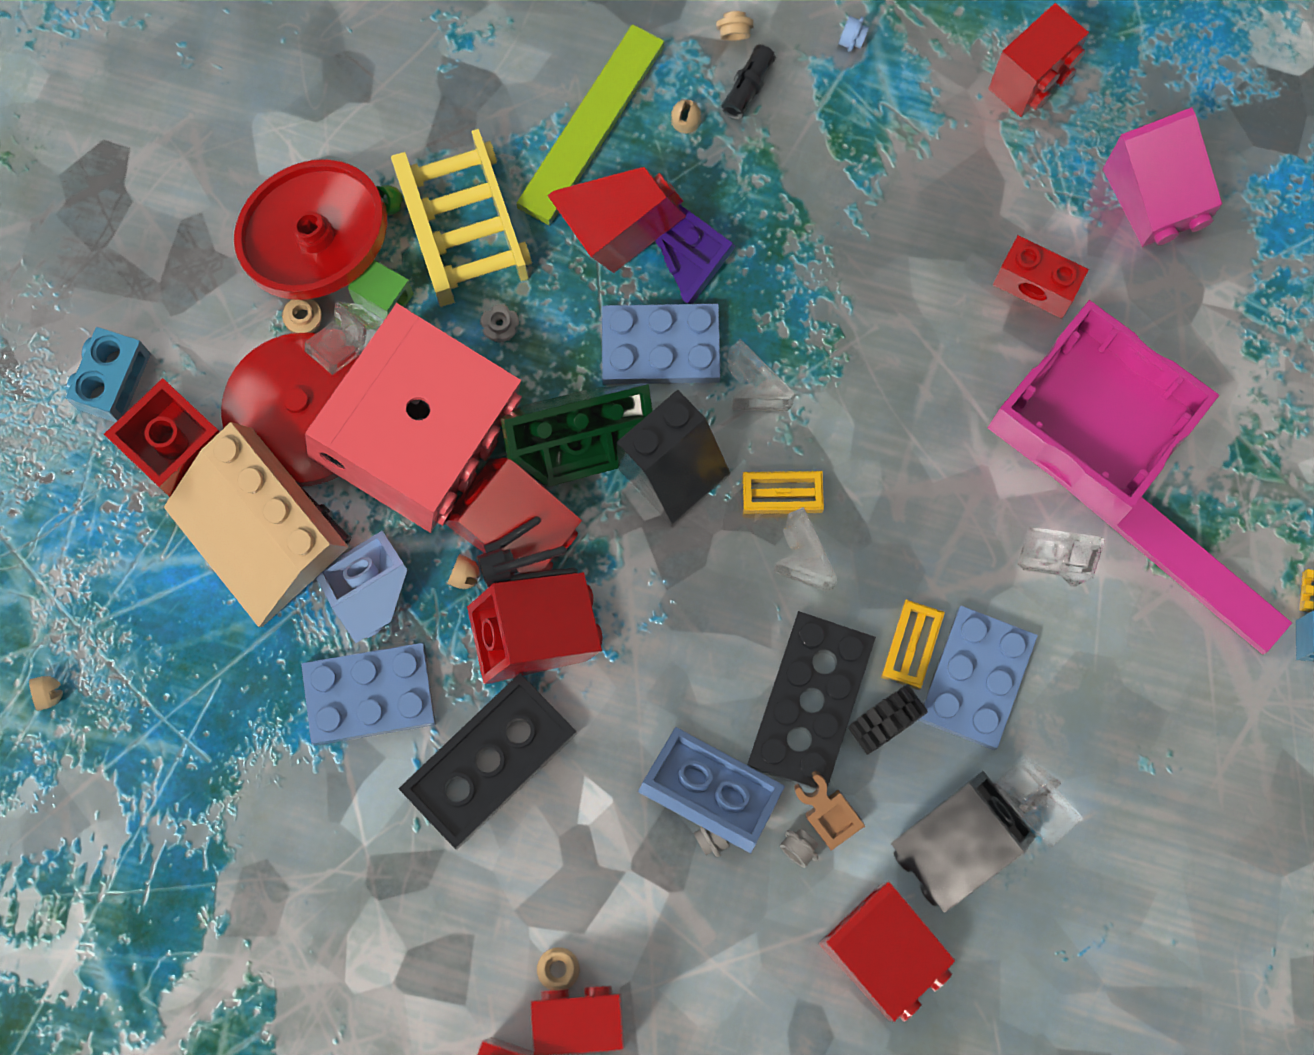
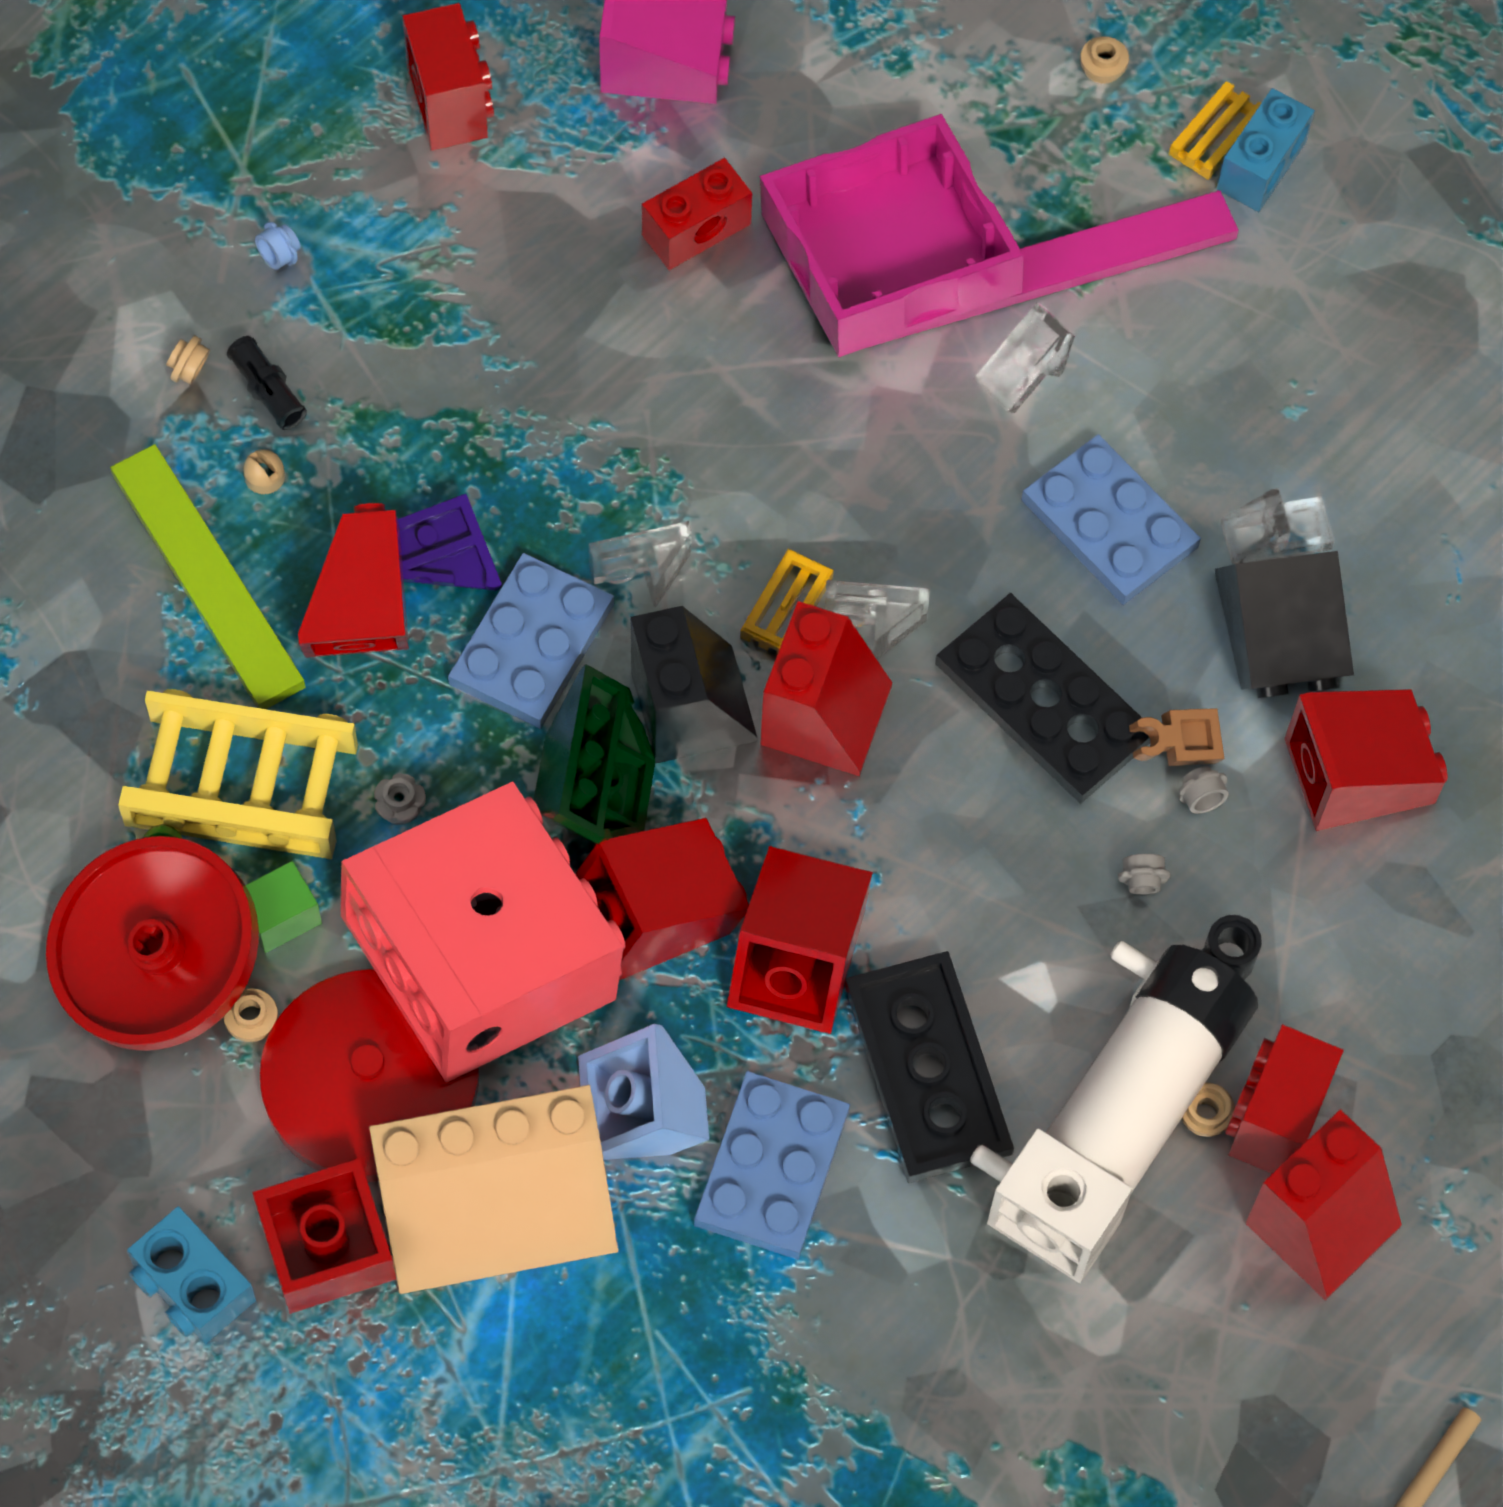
camera: 65 degrees left, 10 degrees down
(344, 337) = (316, 976): clear slope -> none
(464, 573) = (685, 988): tan hinge -> none
(500, 565) = (722, 915): black plant -> none
(525, 910) = (1077, 1176): none -> white piece
(712, 789) = (1094, 839): medium blue plate -> none
(717, 549) = (824, 692): none -> red slope
(887, 719) = (1114, 621): black tyre -> none
(902, 677) = (1024, 576): yellow tile -> none

